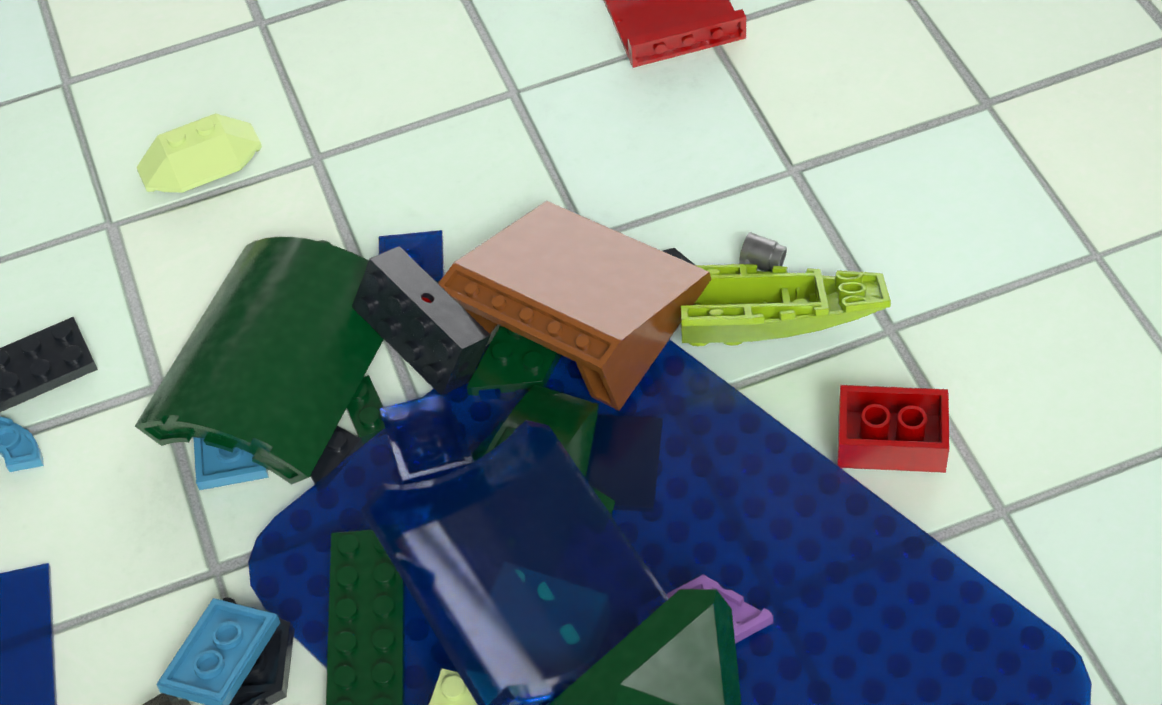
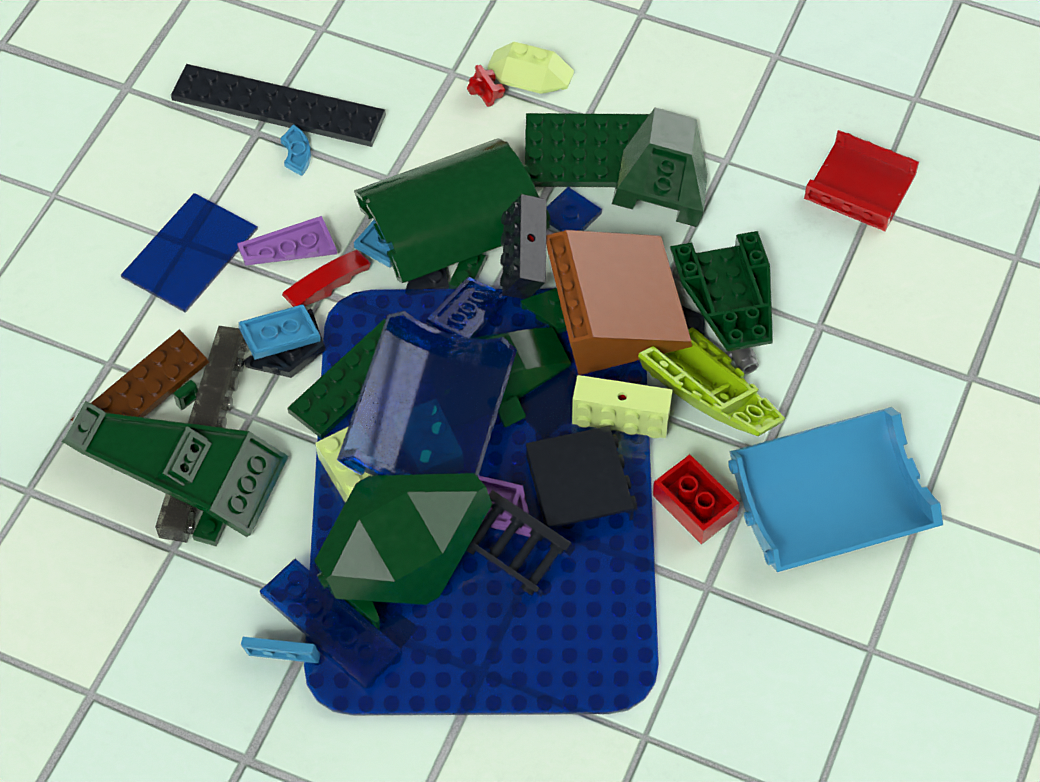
camera: 40 degrees right, 5 degrees up
(114, 547) = (290, 243): none -> medium lavender wing
(165, 206) = (483, 85): none -> red hips
(206, 550) = (326, 278): none -> red slope
(361, 182) = (577, 147): none -> dark green plate
(466, 139) = (664, 167): none -> dark green wedge
(680, 196) = (730, 289): none -> dark green wedge
(713, 398) = (621, 406): none -> yellowish green brick
(753, 515) = (579, 477): none -> black panel
(788, 604) = (538, 532): none -> black fence
(1011, 306) = (832, 490): none -> dark azure panel

